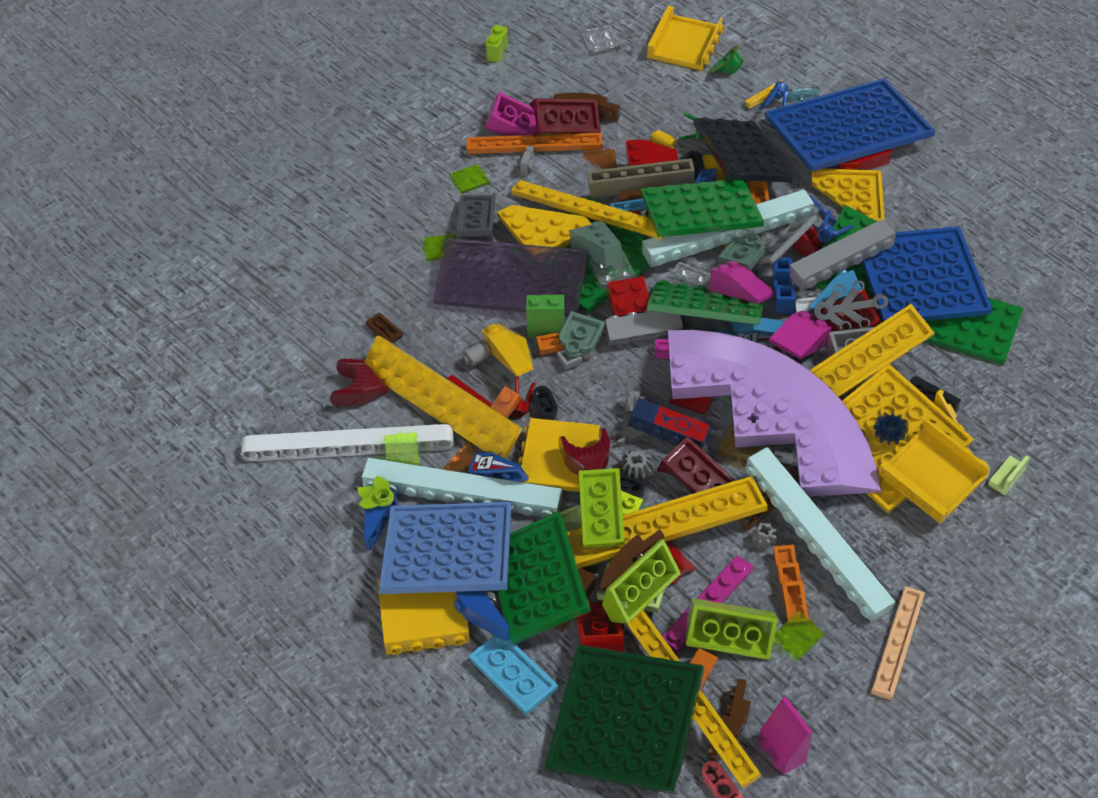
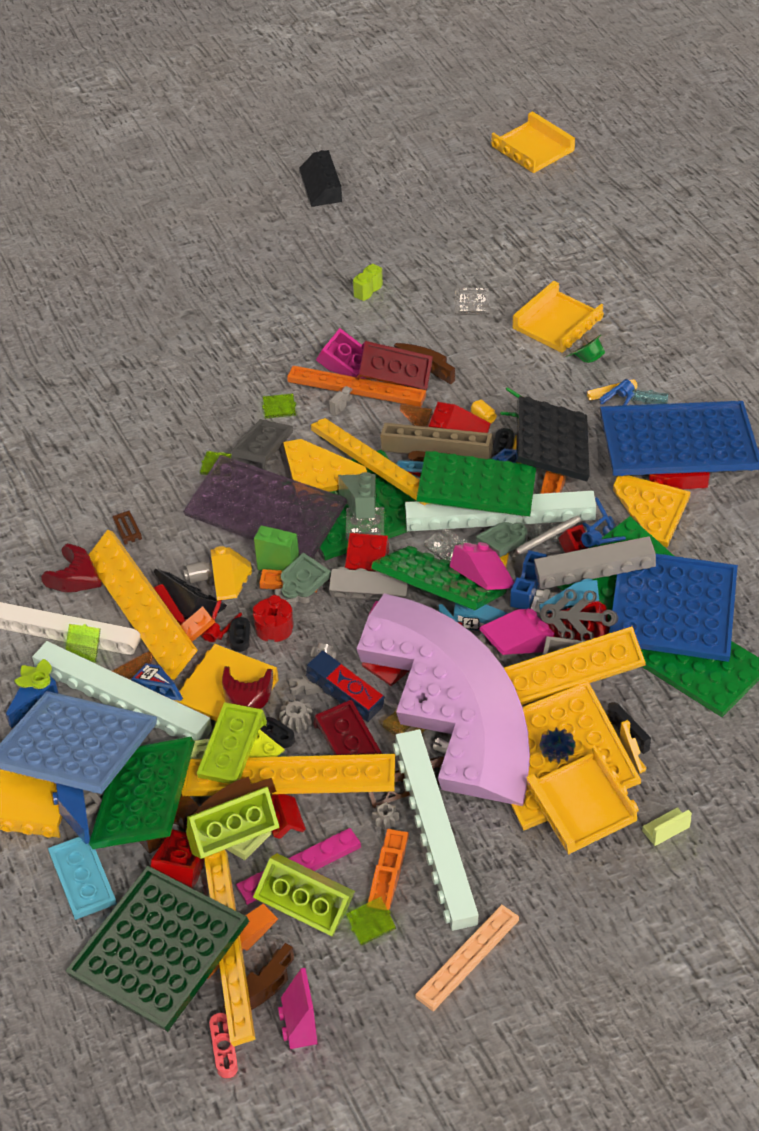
camera: 20 degrees right, 5 degrees down
(486, 384) = (185, 596): none -> black wedge
(570, 380) = (273, 619): none -> red brick

